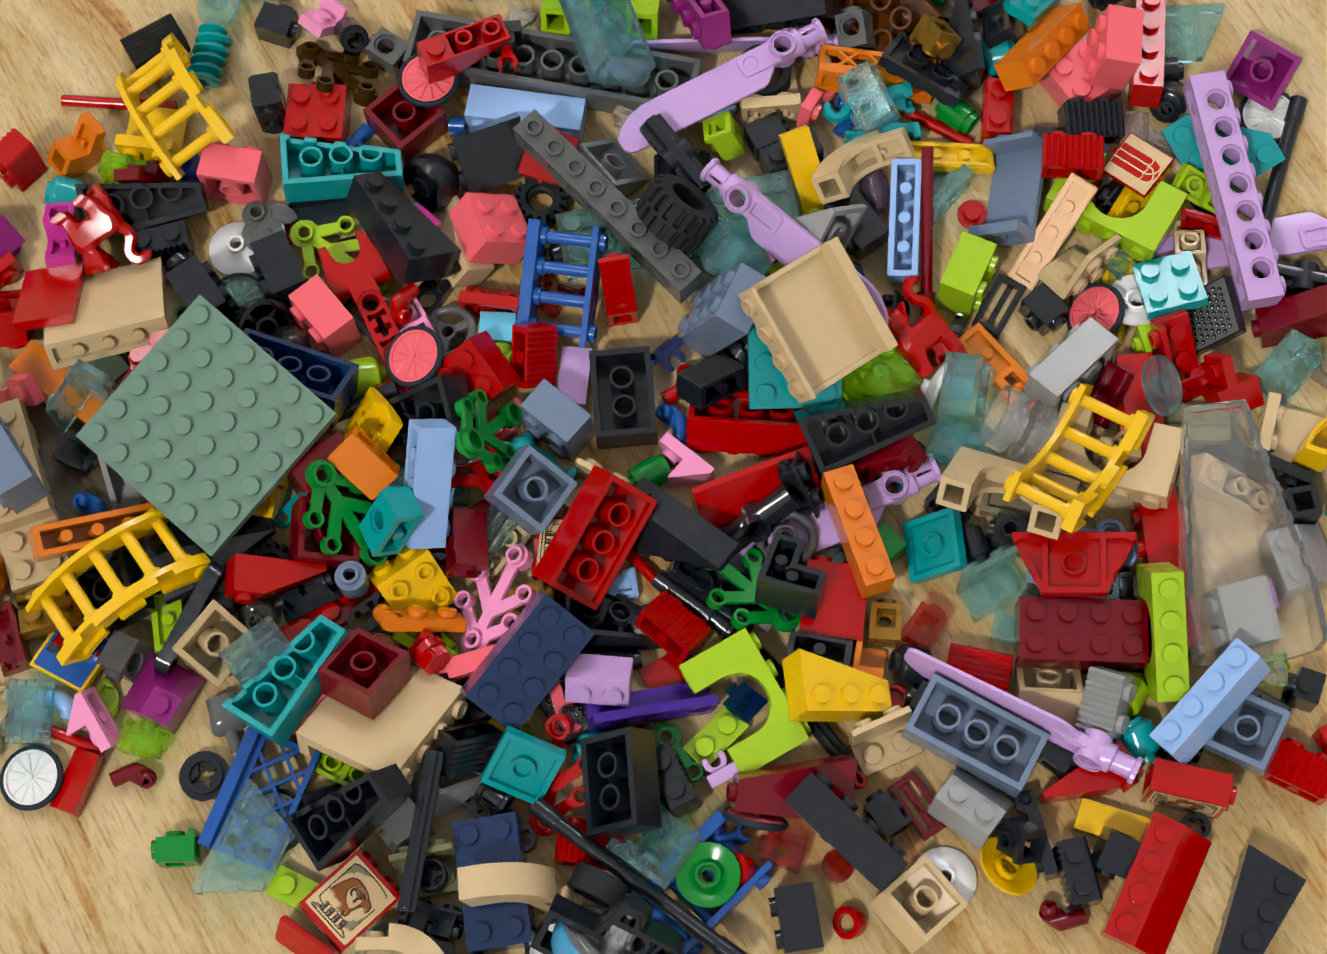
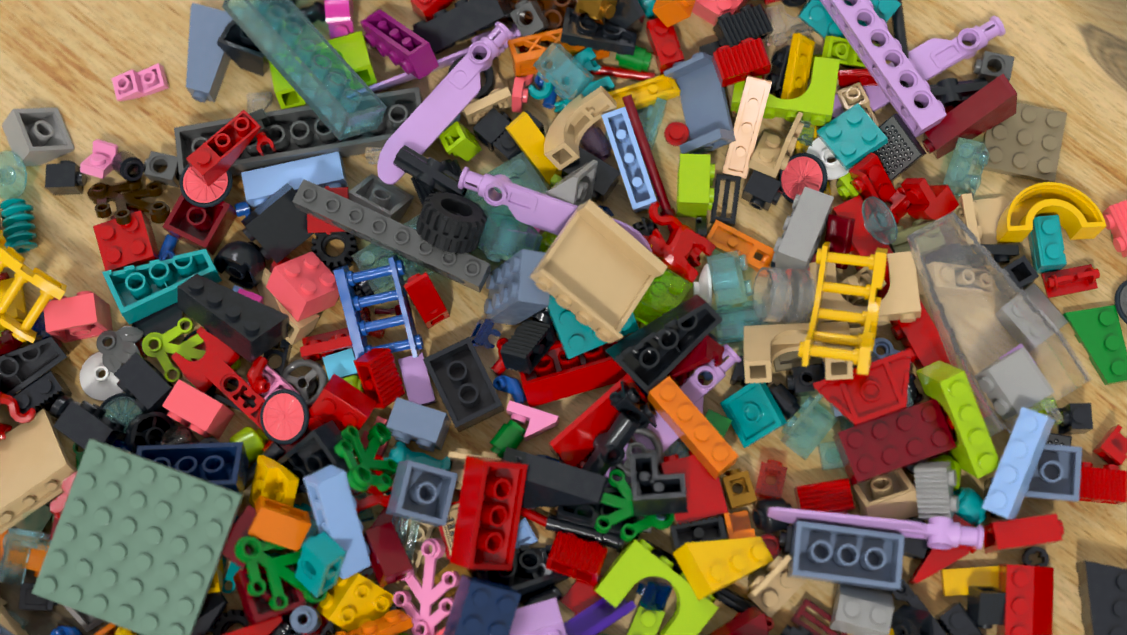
camera: 20 degrees left, 5 degrees up
(268, 101) = (81, 247): black brick -> none
(1137, 165) = (791, 49): piece -> none

